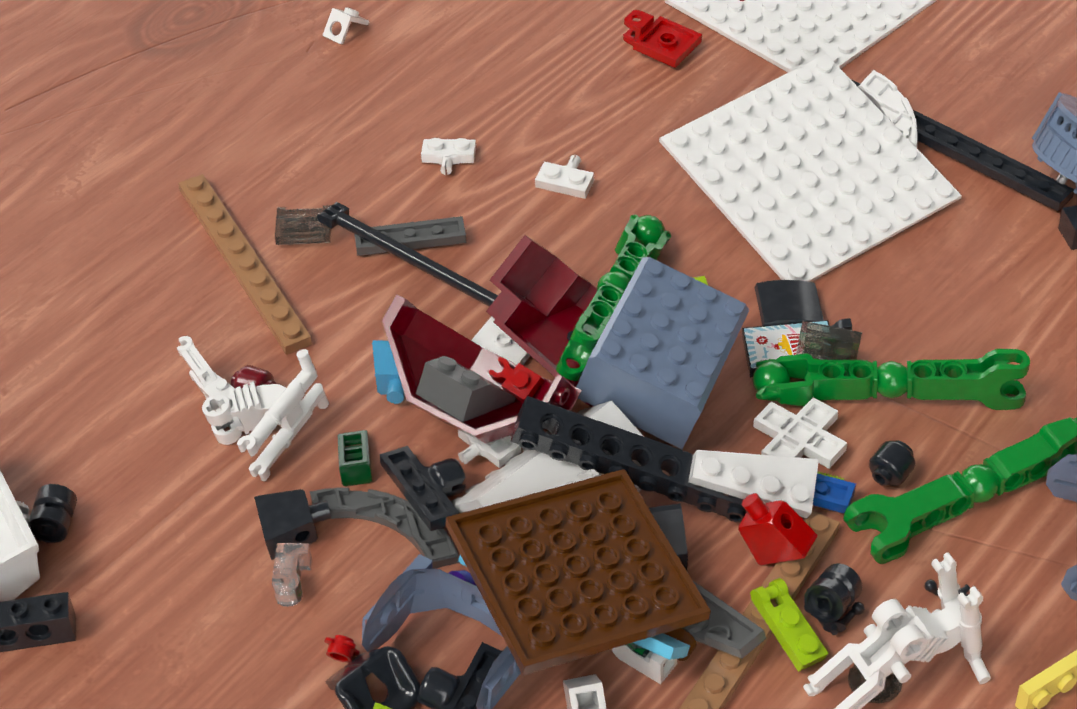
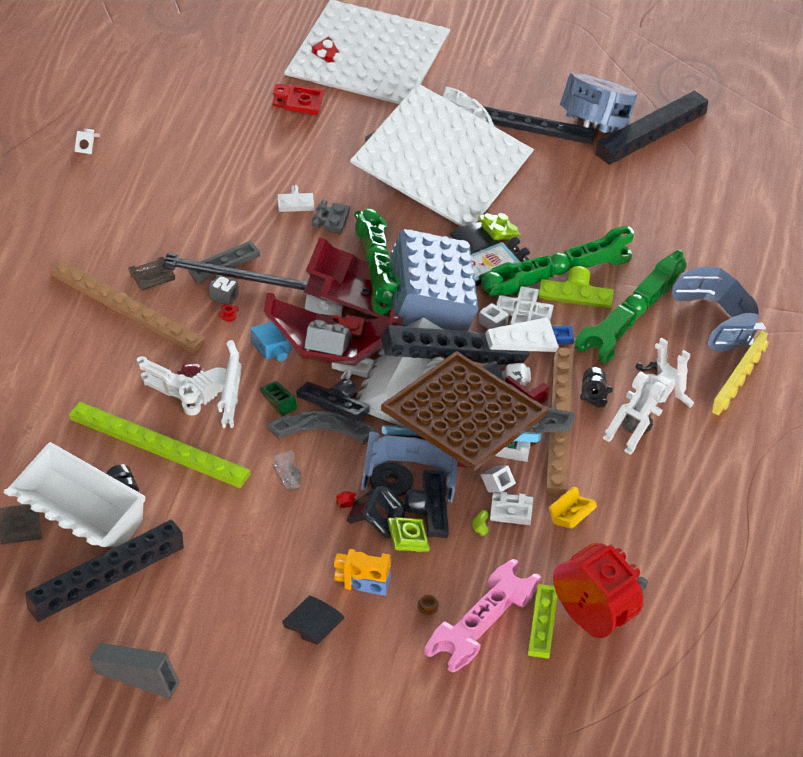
camera: 30 degrees left, 0 degrees up
(151, 476) = (160, 444): none -> lime plate
(289, 518) = (266, 442): black torso -> none
(368, 310) = (228, 312): none -> red plate
(380, 276) = (223, 290): none -> dark grey brick
(438, 623) = (403, 477): none -> black wheel
(448, 152) = (211, 204): white plate -> none
(606, 219) = (335, 219): none -> dark grey plate
(720, 537) = (518, 372): none -> white head
(725, 583) = (539, 393): none -> dark red bracket
(740, 433) = (493, 317): none -> white brick
(774, 531) = (548, 361): red torso -> none
(788, 624) = (583, 410): lime plate -> none
(828, 342) = (517, 251): clear smoke plate -> none
(835, 296) = (499, 226): none -> lime piece
(892, 463) = (584, 308): black head -> none
(901, 423) = (576, 290): none -> lime plate

